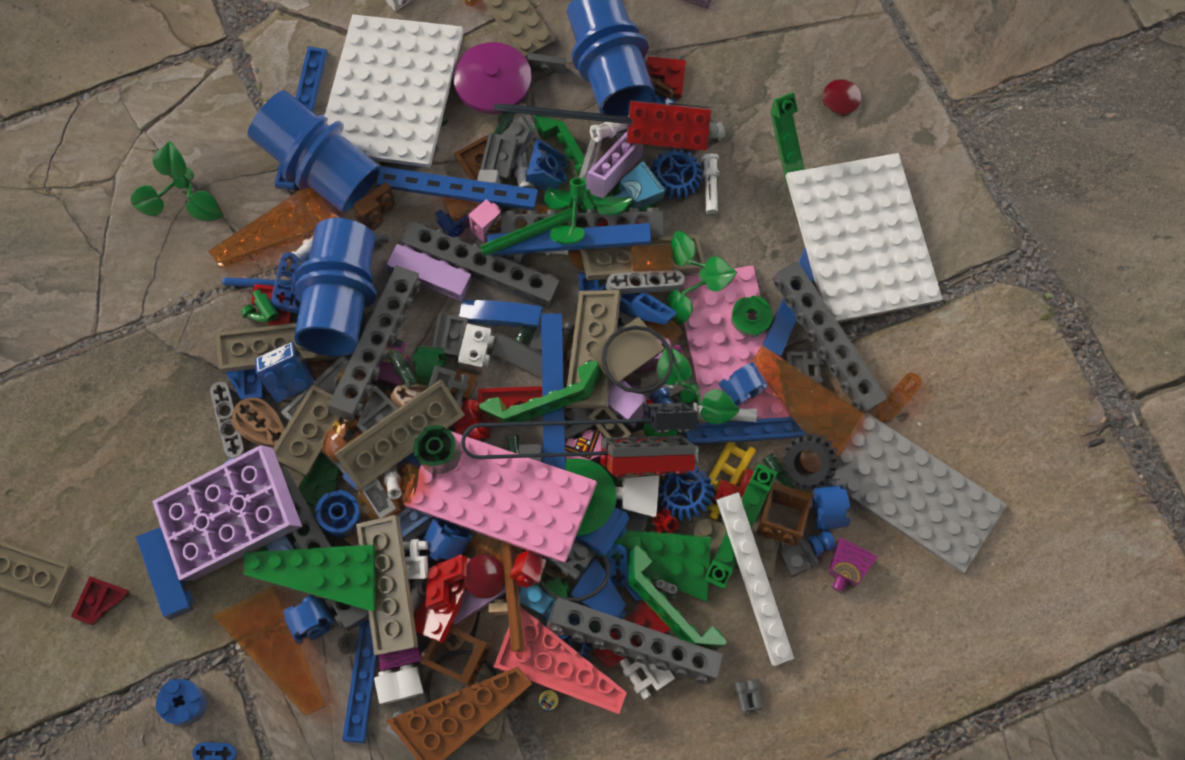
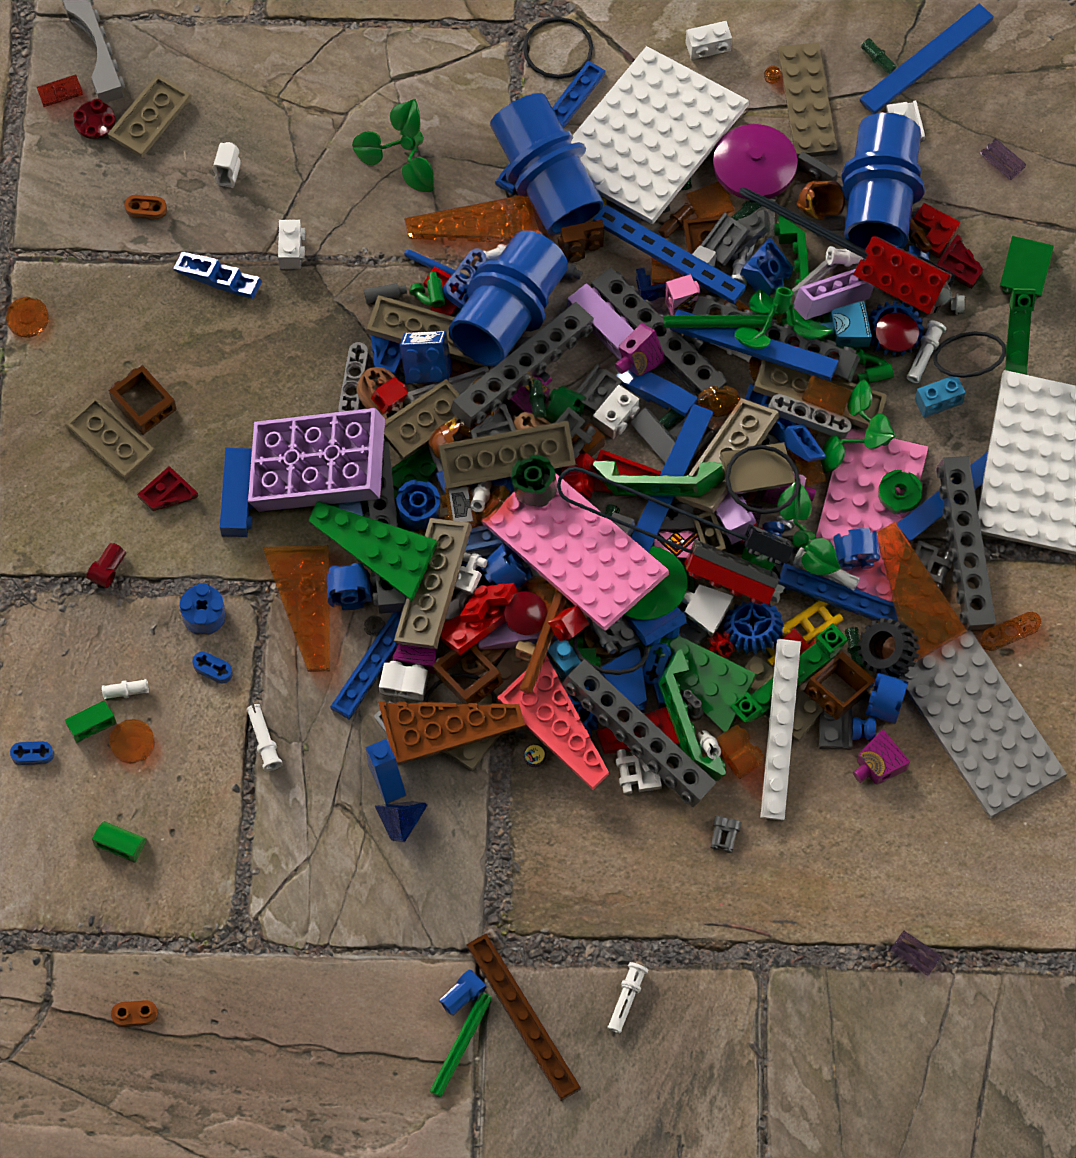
camera: 30 degrees right, 5 degrees down
(22, 269) = (226, 164): none -> white brick
(55, 532) = (153, 415): none -> reddish brown window
(58, 374) = (217, 275): none -> blue slope
(70, 705) = (104, 570): none -> dark red piece
(113, 317) = (290, 244): none -> white brick
(223, 324) = (390, 291): none -> dark grey cylinder
(267, 421) = (389, 395): none -> red brick
(269, 20) = (553, 20): none -> black piece
(447, 156) = (676, 220): none -> reddish brown axle
(468, 127) = (710, 201): none -> clear orange piece
(473, 286) = (640, 351): none -> magenta torso
(561, 301) = (719, 400): none -> clear orange tile
(563, 87) = (821, 199): none -> dark orange helmet
(683, 176) = (897, 332): none -> dark red dish
(683, 216) = (881, 372): none -> green plant
(699, 621) = (708, 744): none -> white pin
(704, 94) = (961, 262): none -> dark red wing
(726, 613) = (739, 752): none -> clear orange brick
(742, 217) = (939, 396): none -> dark azure brick
(759, 76) = (1026, 265): none -> green slope
(761, 189) = (973, 374): none -> black piece
(944, 725) = (926, 970): none -> clear purple tile

